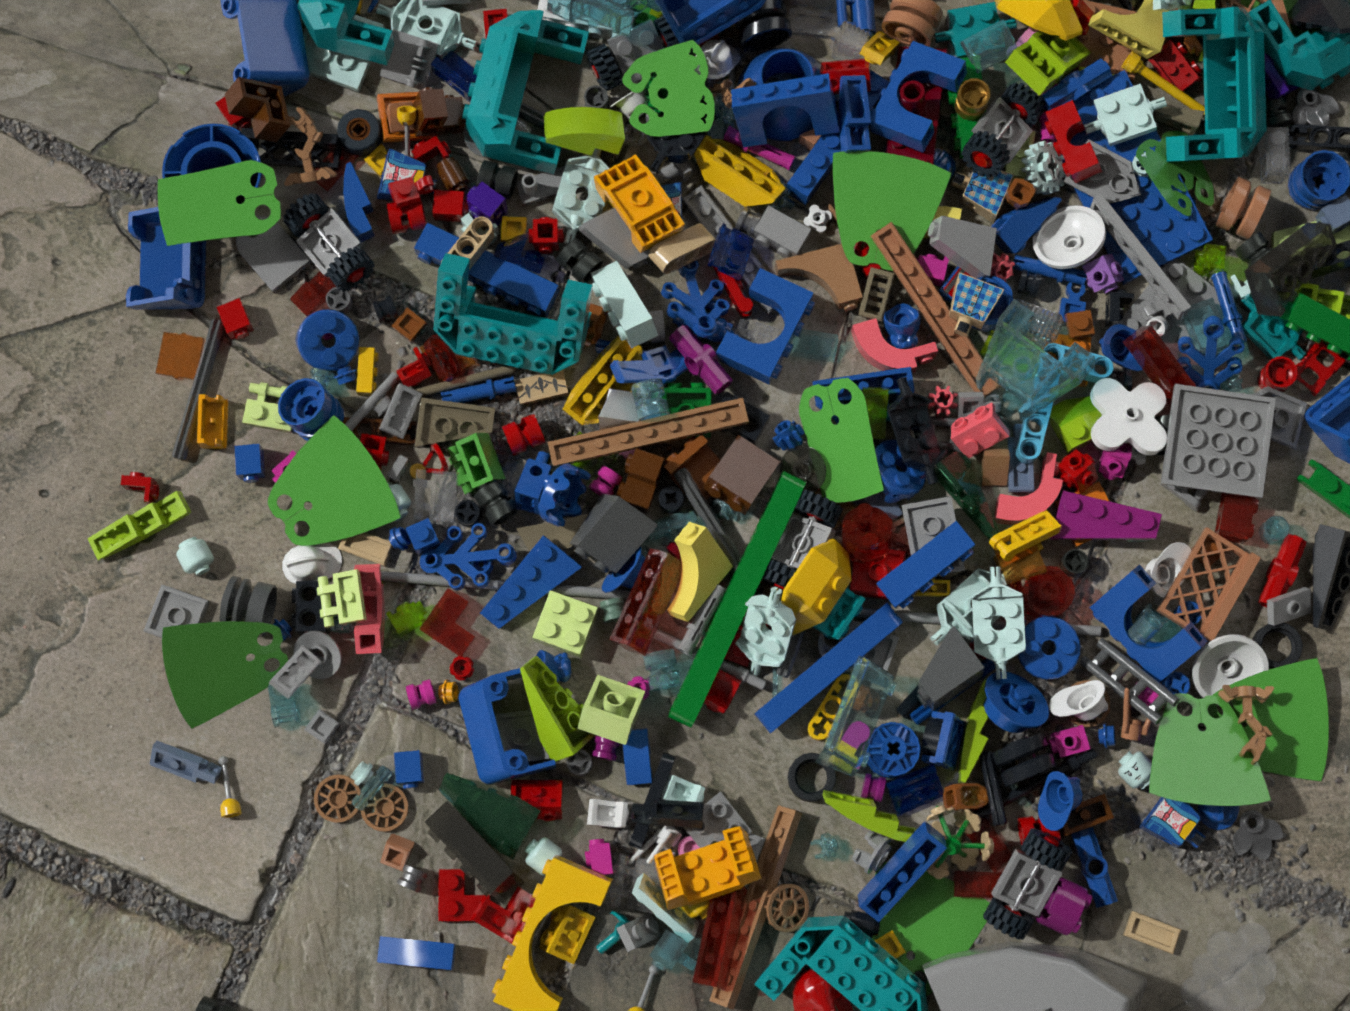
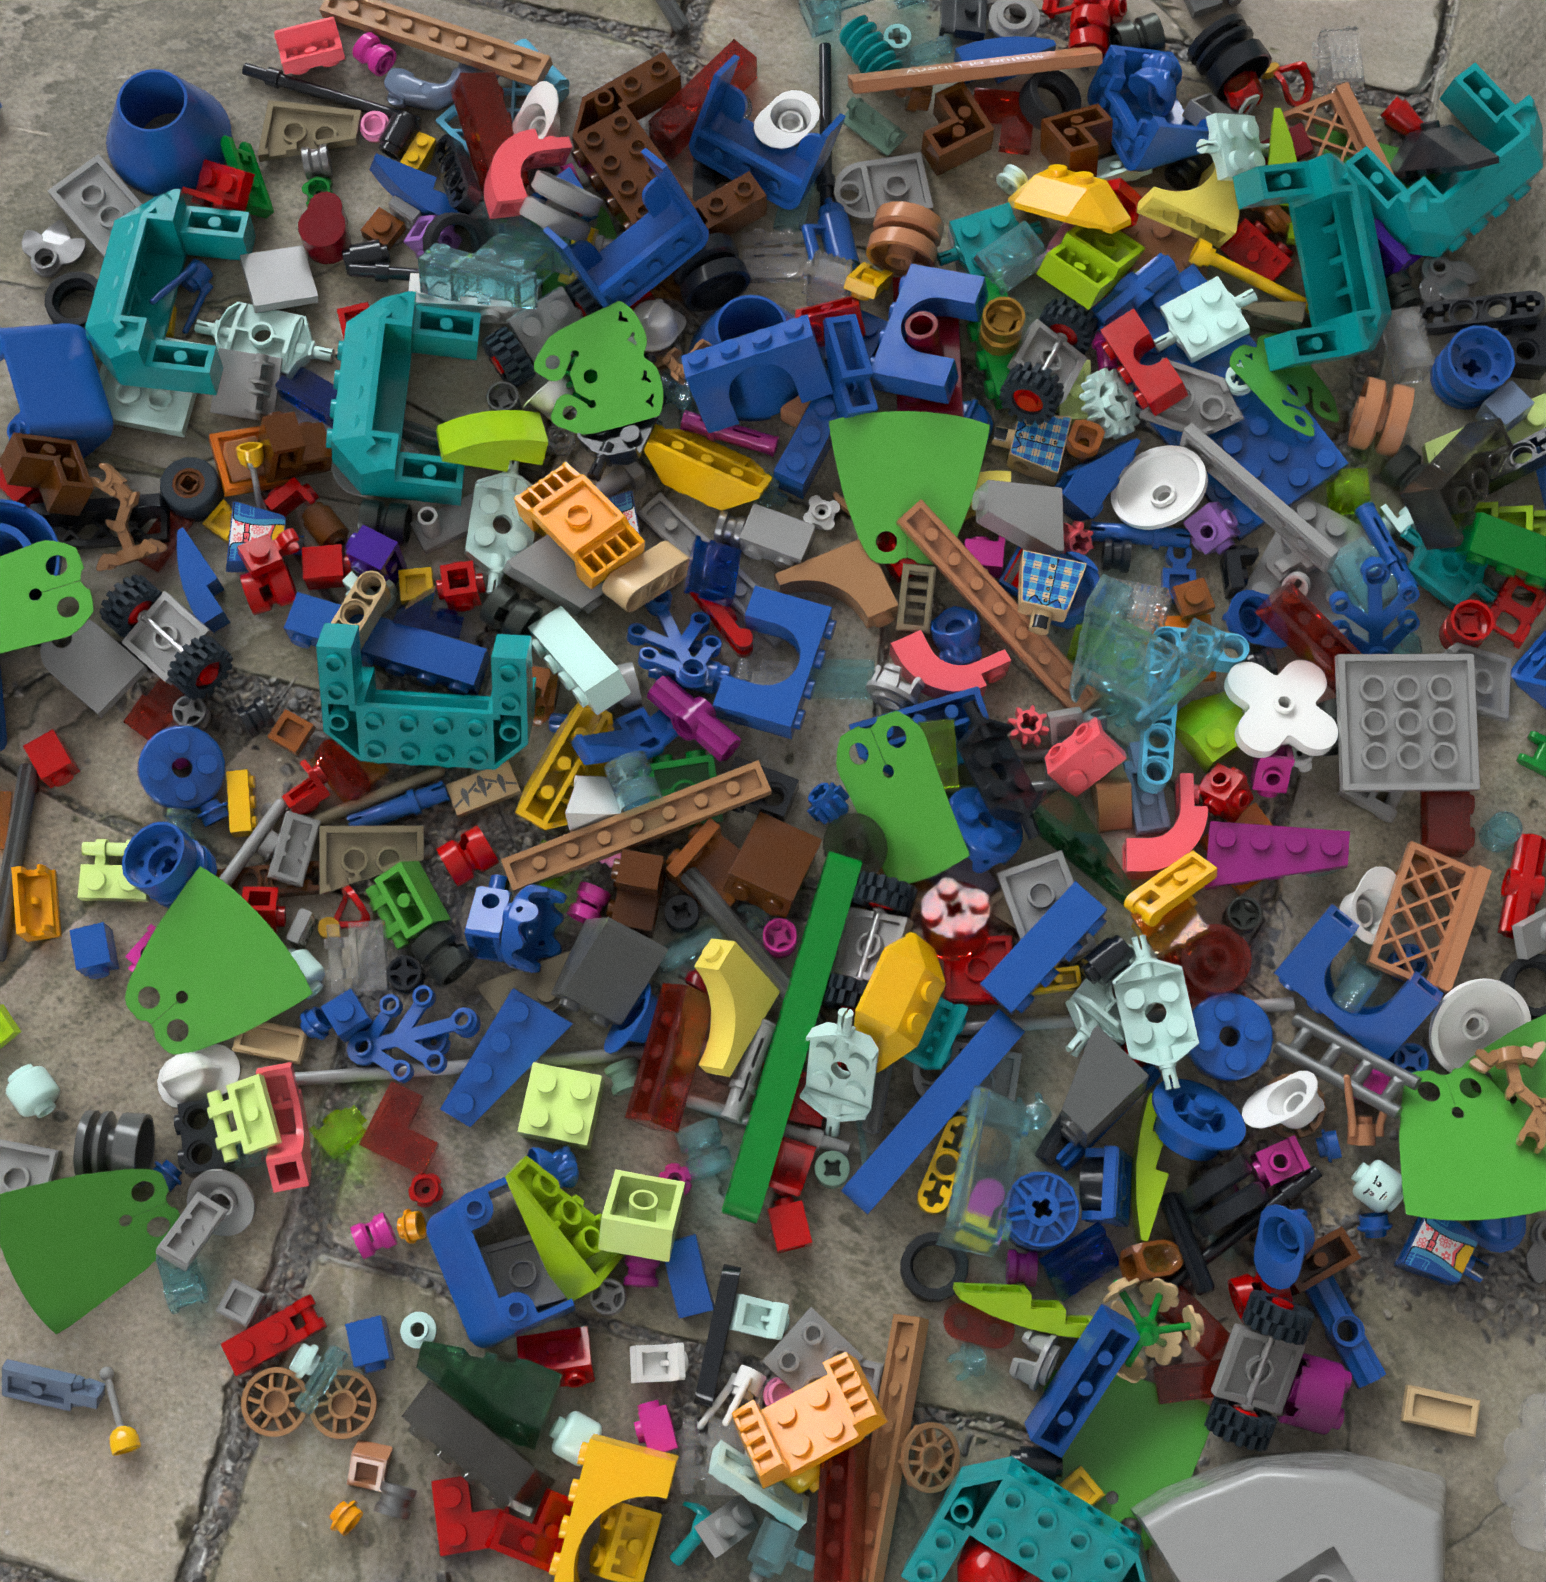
camera: 10 degrees left, 5 degrees down
(341, 753) = (272, 1336): none -> red plate
(376, 884) = (345, 1517): none -> light orange plate
(443, 756) = (430, 1329): none -> light aqua plate
(669, 813) = (744, 1349): black hinge -> none
(714, 732) = (789, 1225): none -> red brick
(736, 524) = (781, 932): none -> dark pink wheel
(747, 700) = (831, 1178): none -> sand green wheel
(835, 824) = (977, 1327): none -> clear red plate
(847, 360) = (891, 692): none -> light grey piece
(903, 680) = (1039, 1111): none -> clear light blue plate
(970, 580) = (1106, 960): none -> black brick
(1129, 796) = (1374, 1224): none -> blue plate

